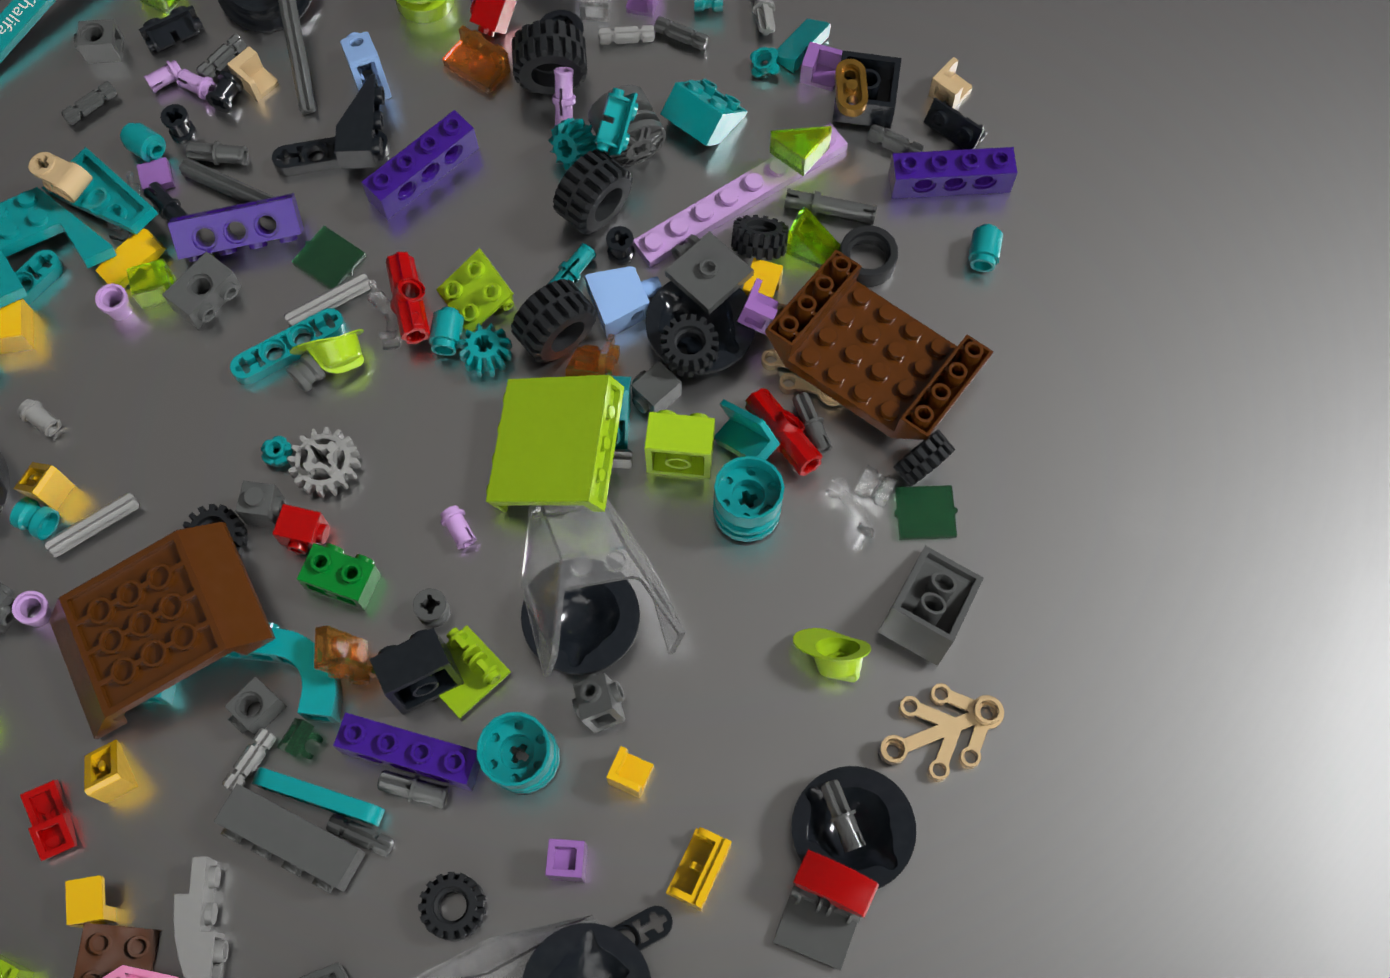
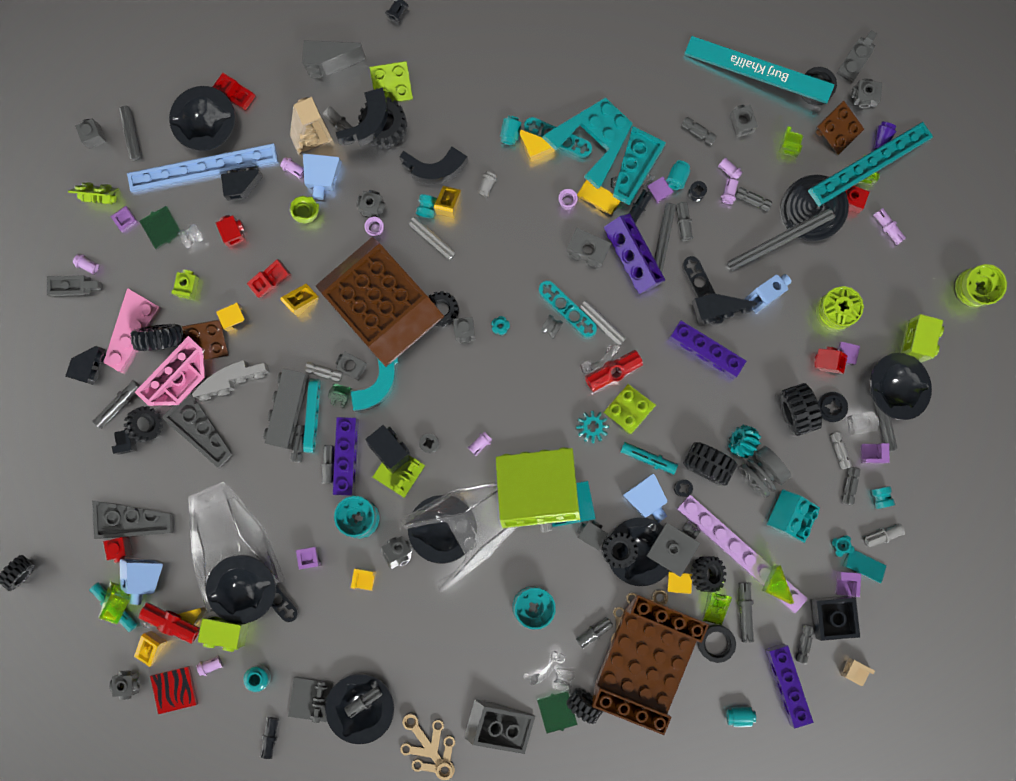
camera: 85 degrees right, 15 degrees up
(60, 176) = (637, 139): tan piece -> none
(150, 282) = (585, 216): clear neon green panel -> none
(178, 21) = (761, 155): black hinge -> none
(224, 91) = (728, 210): black bush -> none
(254, 76) = (745, 224): tan panel -> none
(300, 528) = (455, 356): red brick -> none
(318, 476) = (492, 350): light grey gear -> none
(328, 258) = (632, 312): clear green piece -> none
(334, 354) = (566, 340): lime piece -> none
(339, 575) = (434, 386): green brick -> none
(342, 656) = (386, 406): clear orange bracket -> none
(431, 901) = (261, 504): black tyre -> none
(446, 331) = (599, 400): teal brick -> none
(478, 60) = (794, 360): clear orange bracket -> none
(553, 321) = (616, 464): black tyre -> none
(563, 97) = (774, 426): lavender pin -> none
(593, 361) = (596, 493): clear orange bracket -> none
(615, 134) = (761, 471): teal hinge -> none
(679, 444) = (557, 560): lime brick -> none
(699, 868) = (321, 629): yellow hinge -> none
(745, 433) = (572, 596): teal panel -> none
(758, 309) = (655, 586): medium lavender panel -> none
(787, 430) = (583, 617): red piece -> none
(833, 652) = (457, 676): lime piece -> none
(836, 883) = (326, 706): red slope -> none
(851, 90) = (823, 609): pearl gold plate -> none
(954, 125) = (831, 672): black hinge -> none

